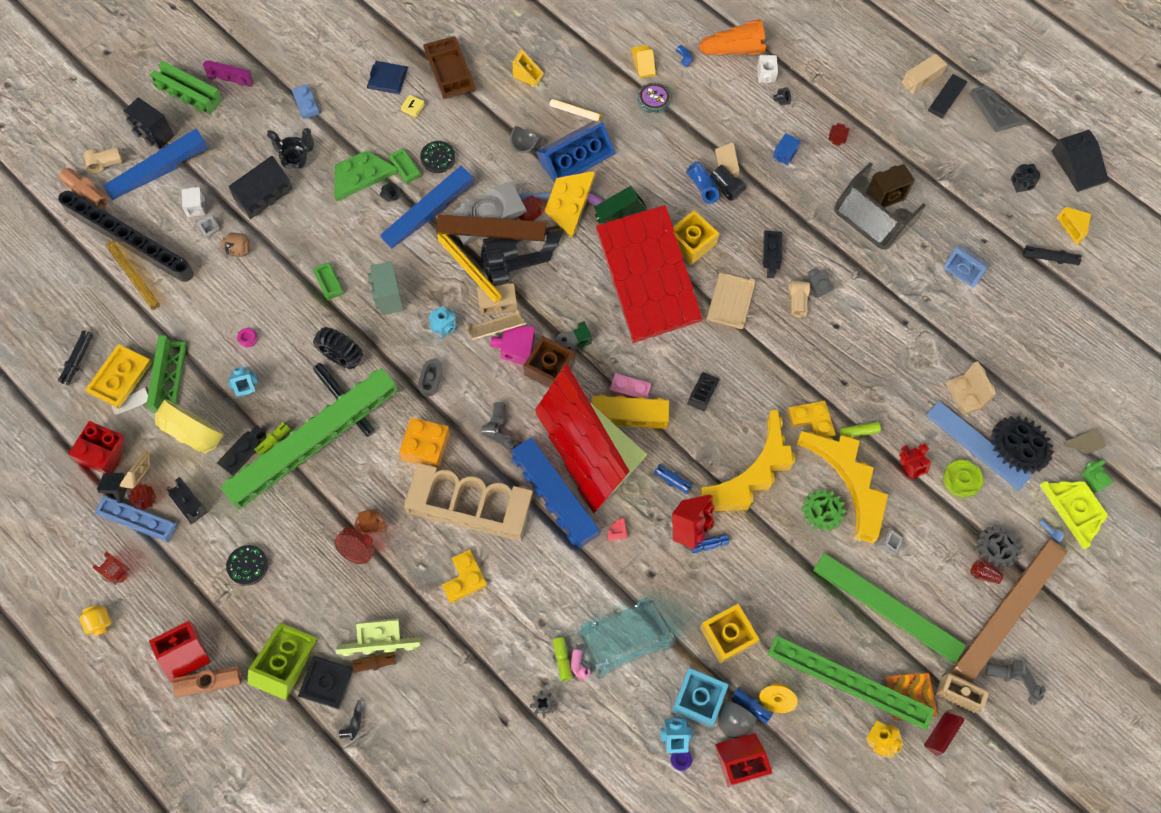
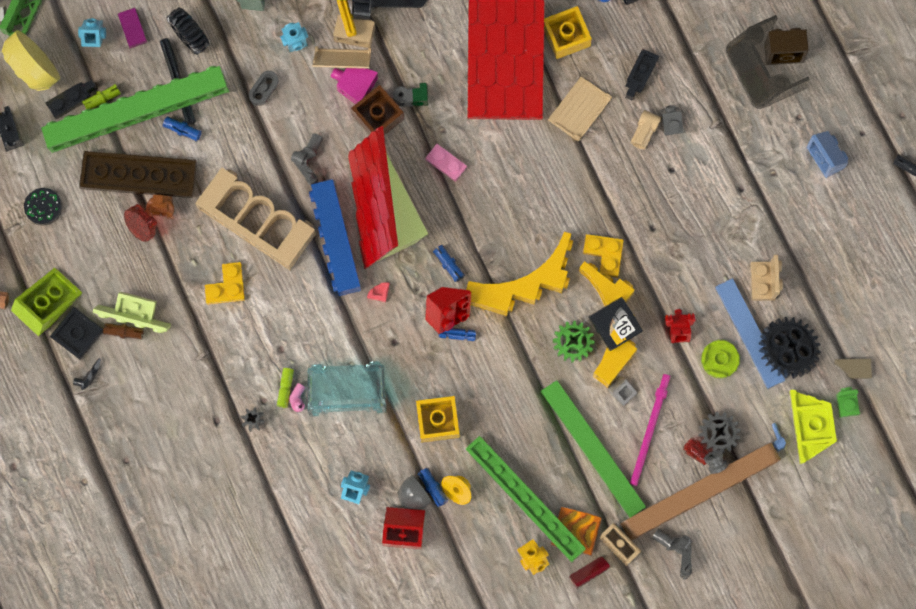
camera: 25 degrees right, 10 degrees up
(281, 365) = (132, 28): none -> magenta tile
(334, 500) = (138, 174): none -> dark brown plate
(363, 441) = (182, 128): none -> blue pin
(424, 442) = (235, 150): light orange brick -> none
(634, 411) = (435, 186): yellow brick -> none
(681, 761) = (352, 510): dark purple tile -> none
(698, 403) = (503, 189): black slope -> none
(700, 698) = (388, 463): medium azure brick -> none
(859, 477) = (615, 323): none -> slope
(864, 429) = (647, 280): lime piece -> none
(926, 530) = (661, 394): none -> dark pink bar
(1012, 575) = (715, 461): none -> dark grey wheel

